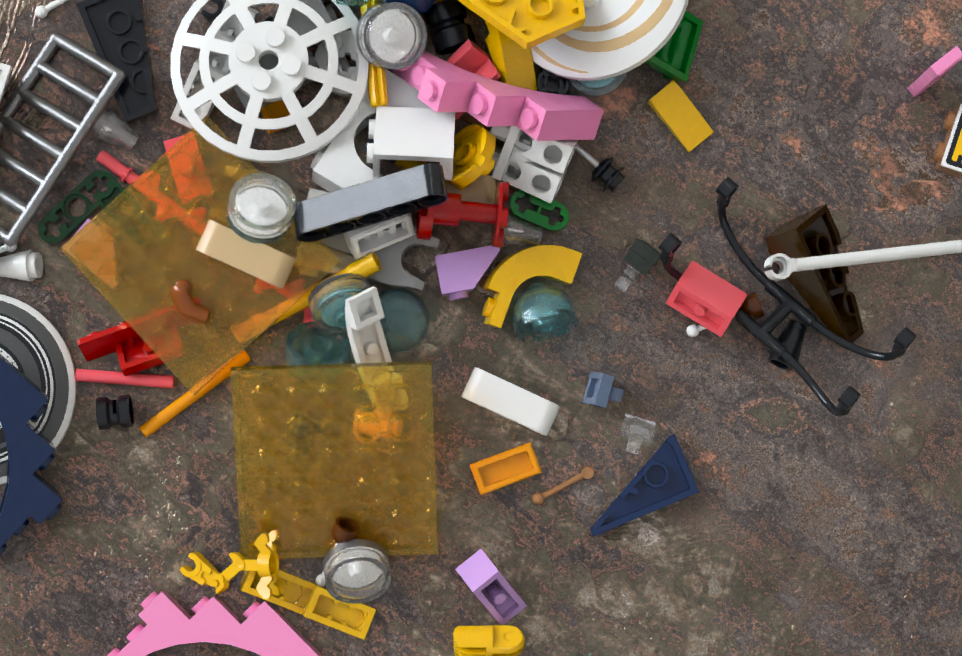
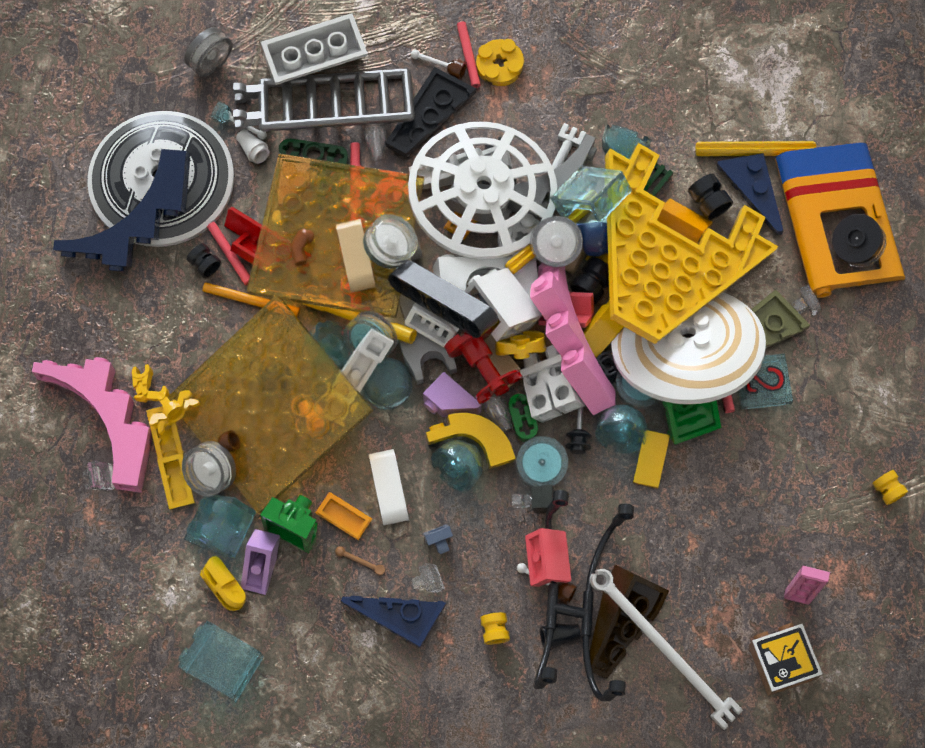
camera: 55 degrees right, 15 degrees down
(423, 601) = (220, 525): none -> clear light blue slope
(477, 525) = (291, 521): none -> green brick
(603, 229) = (541, 462): none -> clear light blue piece
(630, 118) = (623, 428): none -> clear light blue cylinder
(736, 404) = (495, 628): none -> yellow wheel

